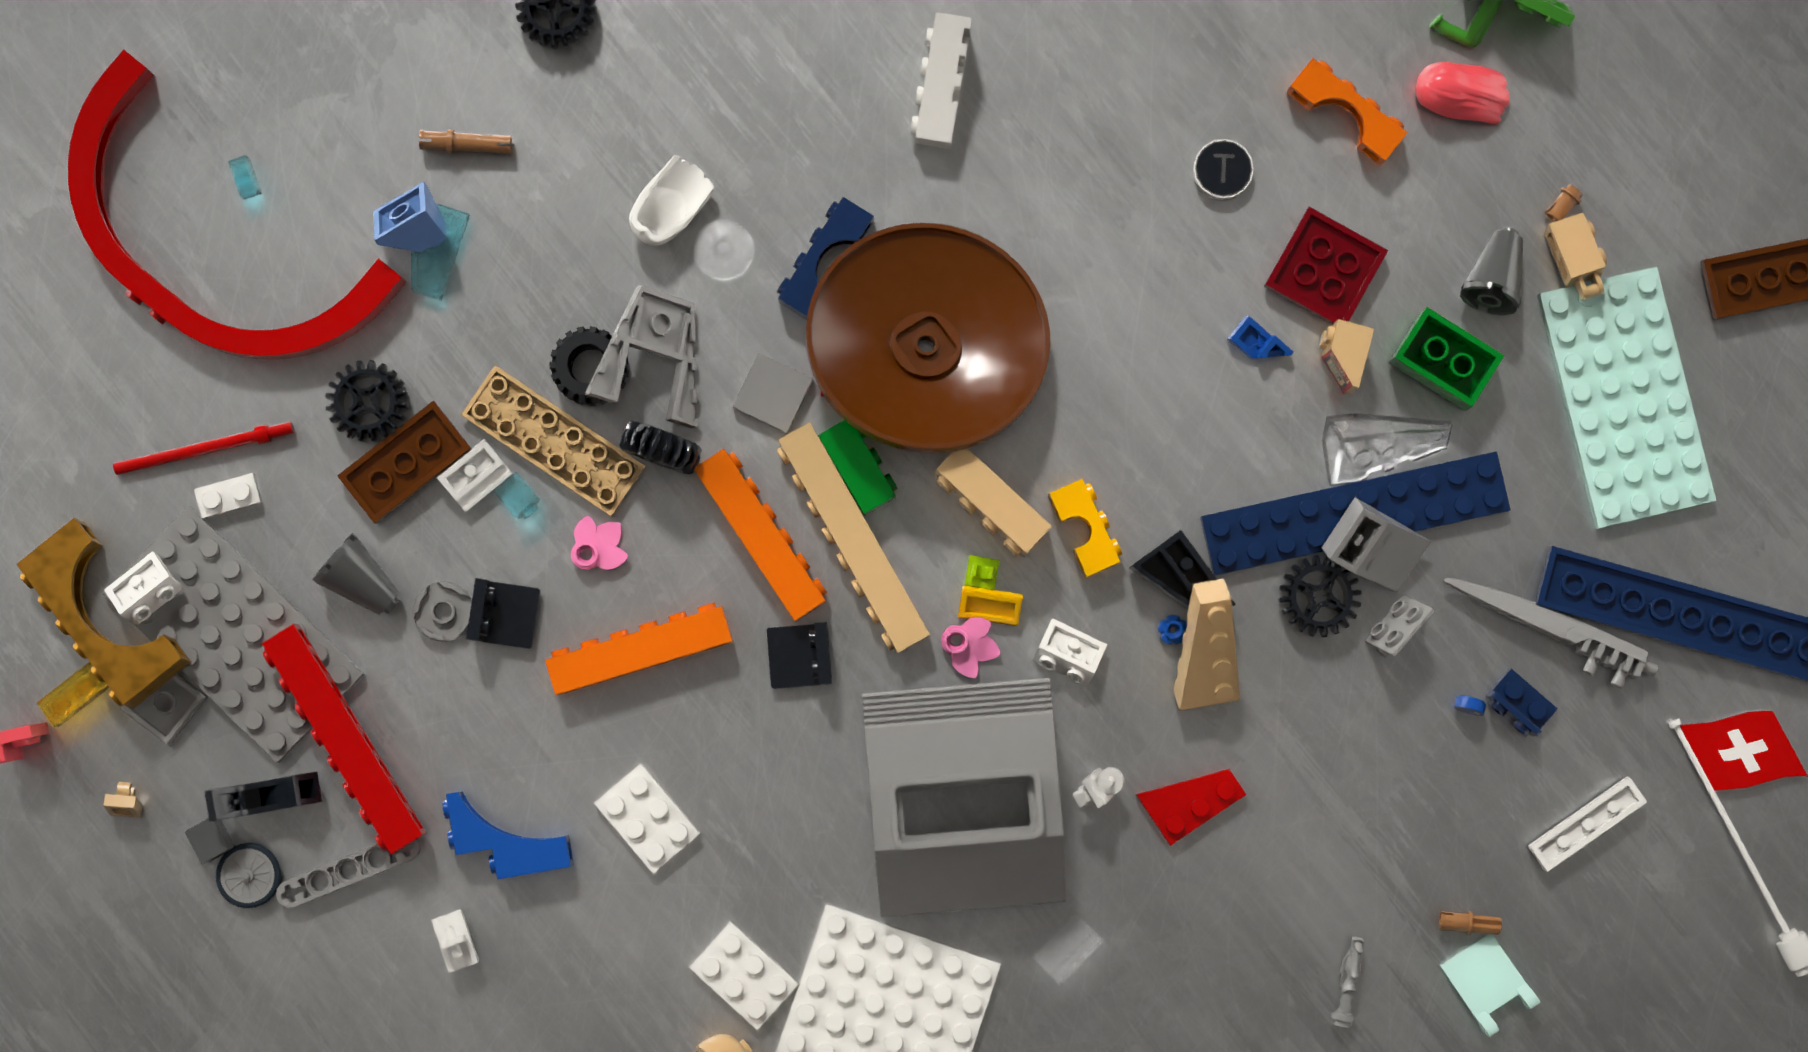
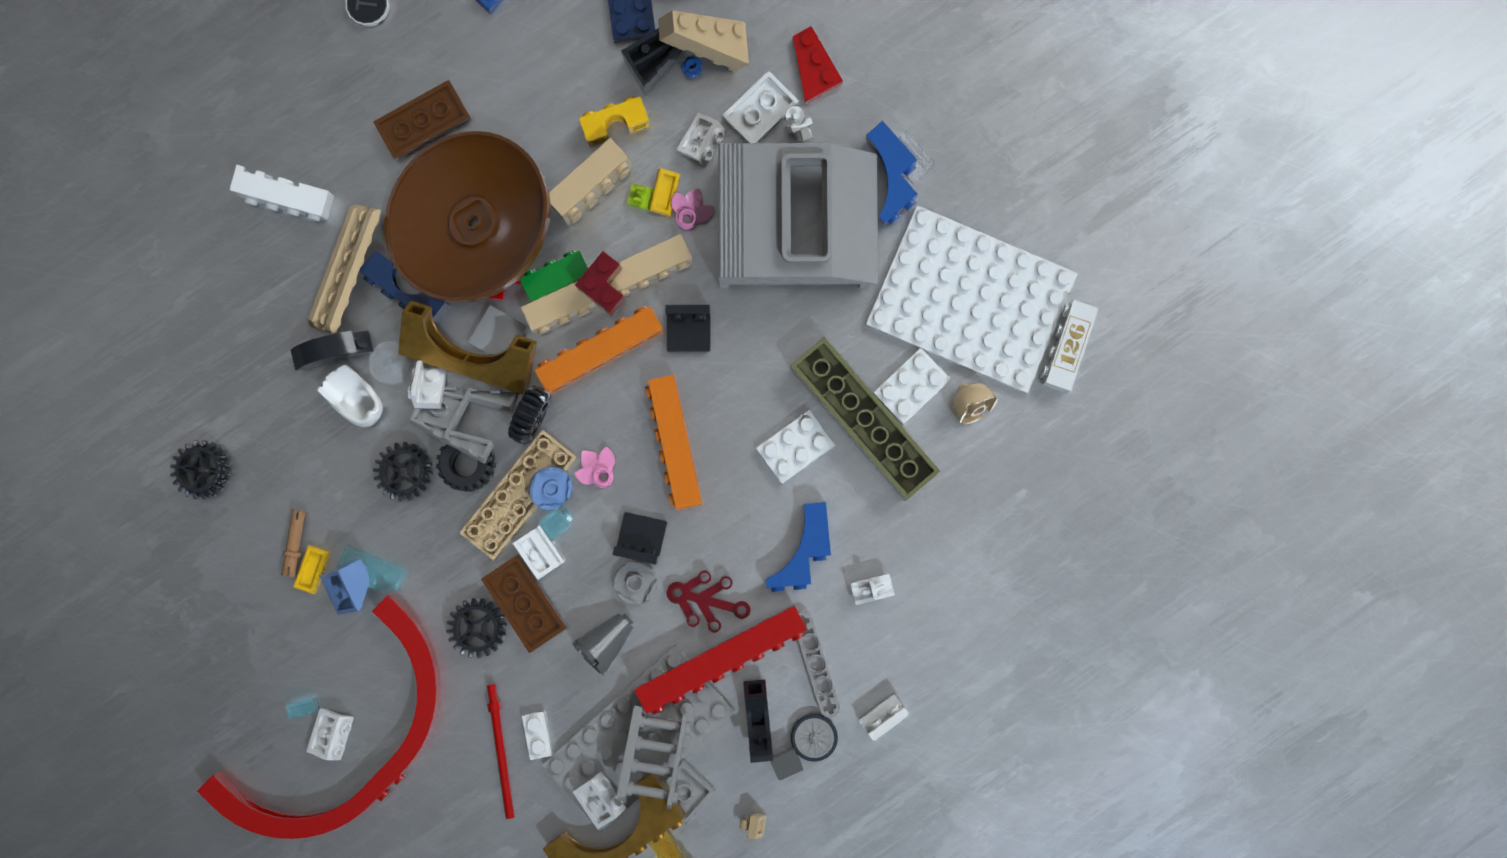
camera: 80 degrees left, 0 degrees up
(191, 630) = (631, 765): none -> light grey fence
(210, 216) = (329, 735): none -> white bracket
(280, 970) = (884, 717): none -> white bracket
(426, 709) = (704, 600): none -> dark red plant
(432, 169) = (310, 569): none -> yellow tile
(564, 484) = (550, 488): none -> medium blue tile
(580, 269) = (388, 460): none -> black gear
(689, 912) = (864, 419): none -> olive brick
(690, 304) = (427, 386): none -> white bracket
(732, 168) = (330, 347): none -> black arch
(750, 296) = (424, 342): none -> pearl gold arch
(844, 524) = (596, 283): none -> dark red brick
(846, 174) = (343, 268): none -> tan plate
(1057, 930) = (896, 162): none -> blue arch
(1064, 260) = (422, 120): none -> reddish brown plate
(1120, 731) = (760, 108): none -> white plate

